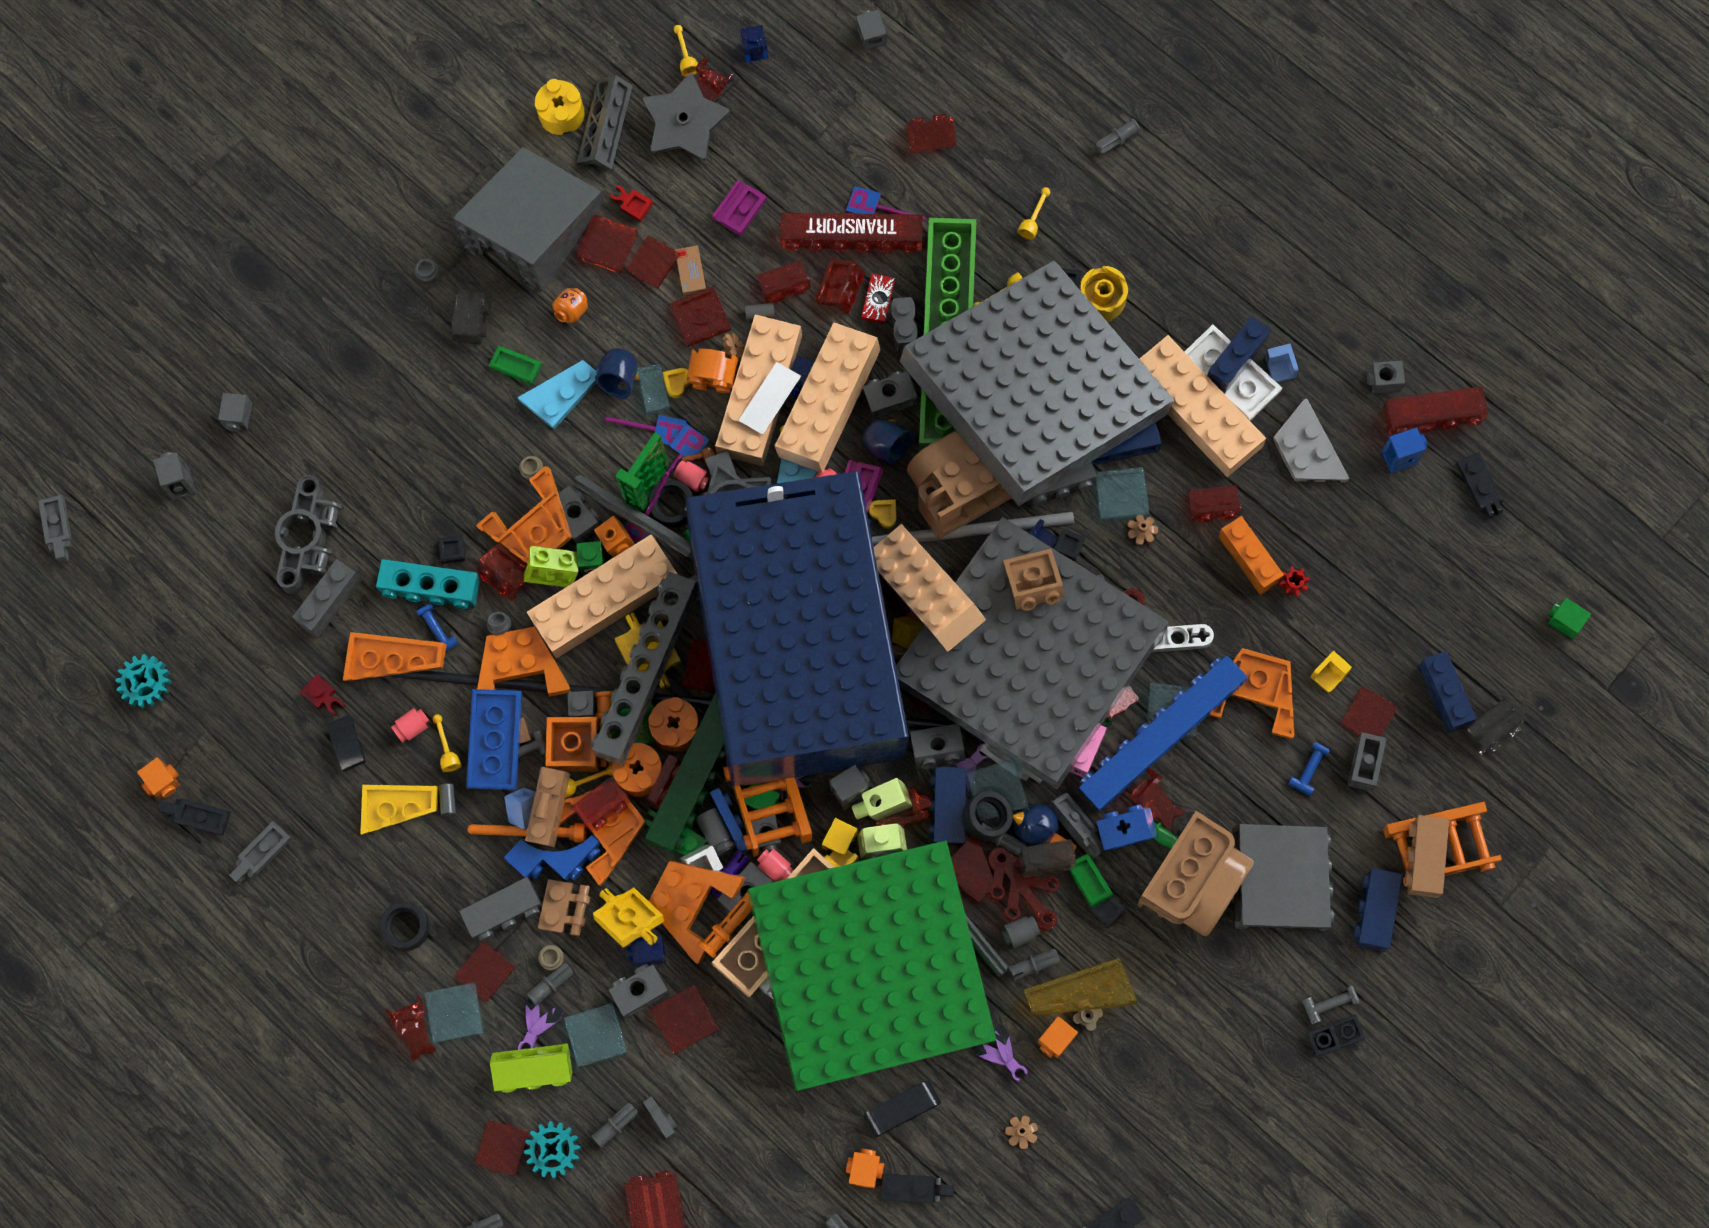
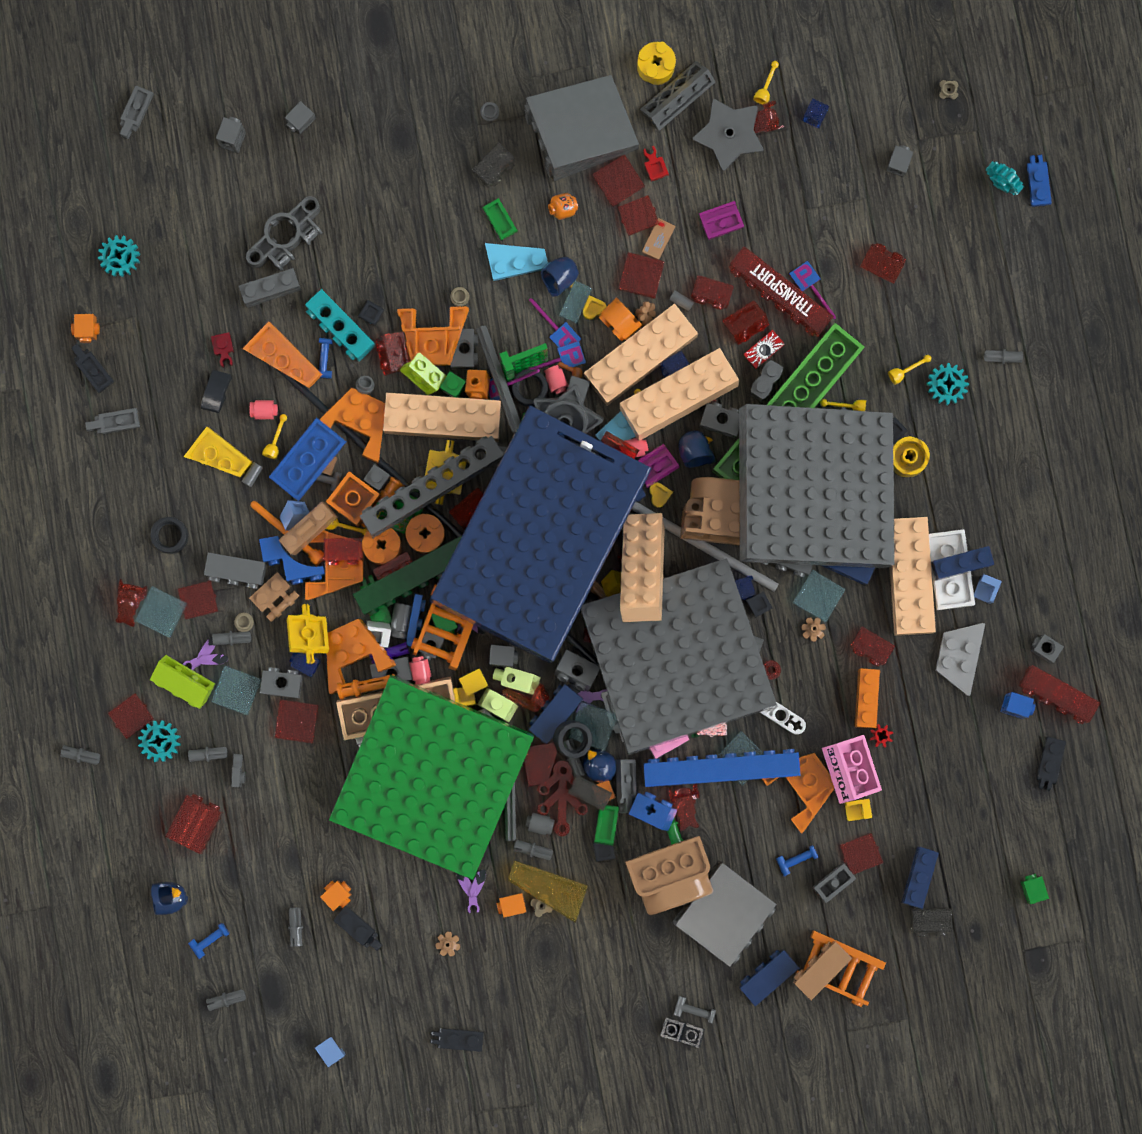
camera: 30 degrees right, 10 degrees up
(769, 398) = (641, 367): white sticker -> none
(902, 1108) = (386, 876): black beam -> none
(1034, 579) = (712, 616): medium nougat plate -> none
(1083, 209) = (939, 384): none -> teal gear
(1292, 634) = (851, 769): none -> bright pink brick

